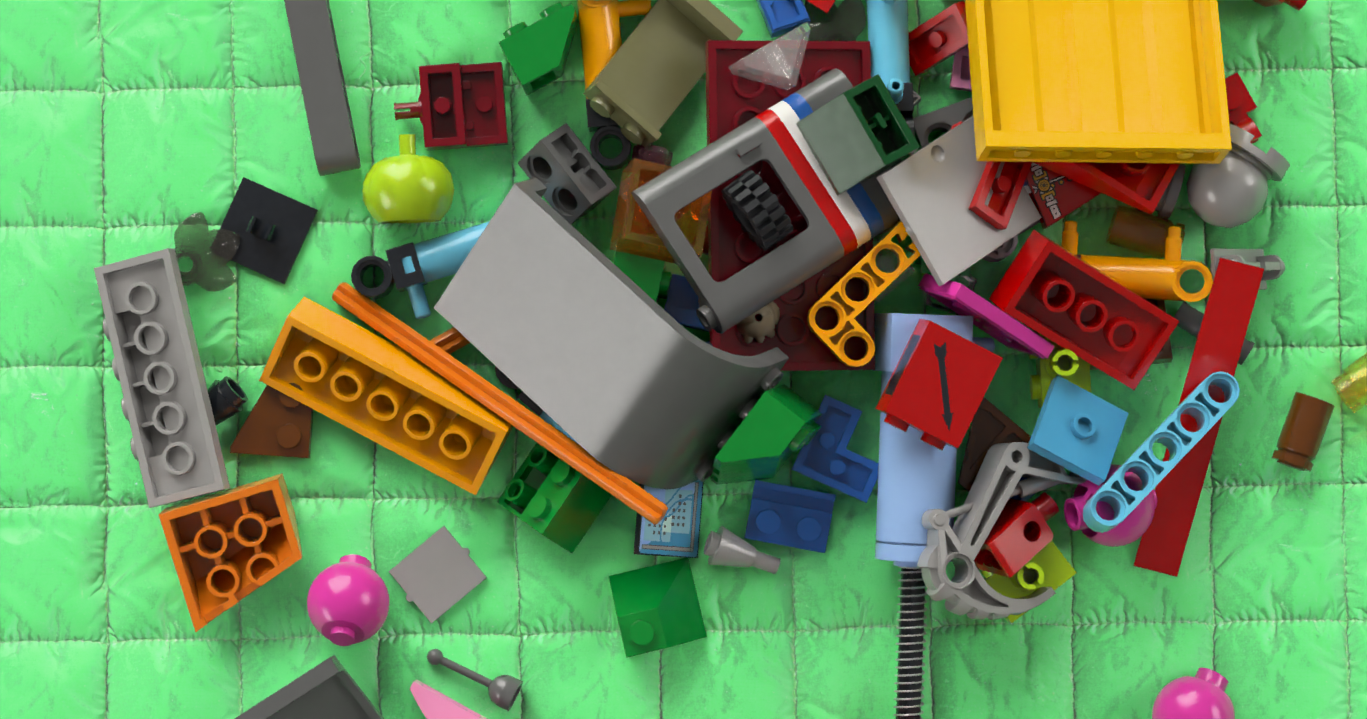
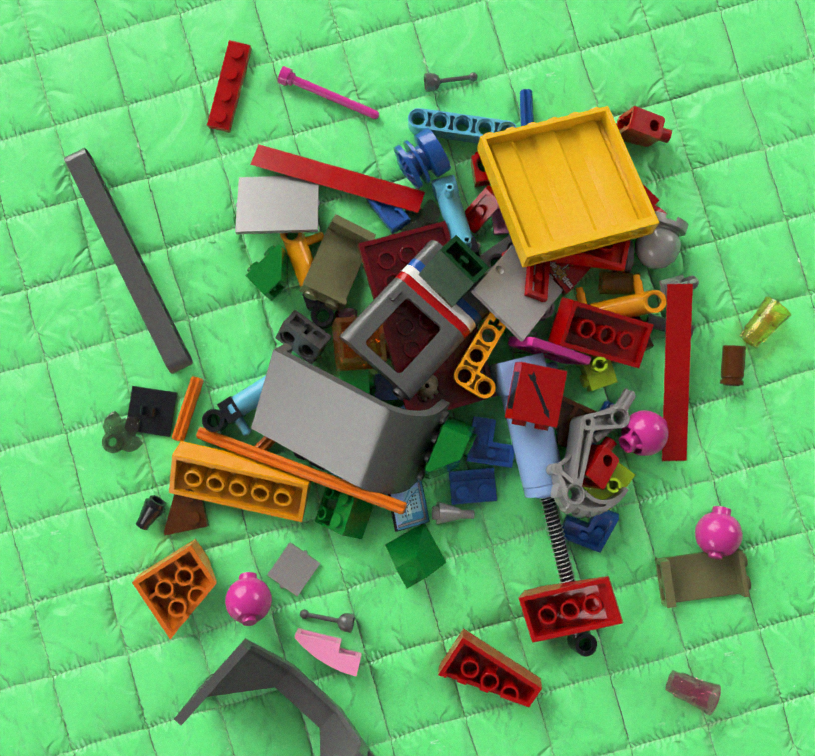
camera: 15 degrees left, 0 degrees up
(161, 378) = (115, 506): light grey plate -> none
(328, 245) = (187, 409): none -> orange axle
(408, 187) = (220, 367): lime piece -> none
(459, 106) = (236, 316): dark red plate -> none
(757, 210) = (410, 327): black tyre -> none
(776, 62) = (399, 244): clear slope -> none
(973, 656) = (592, 533): none -> blue plate
(1078, 430) = (616, 398): dark azure plate -> none
(1177, 441) = (673, 390): medium azure beam -> none

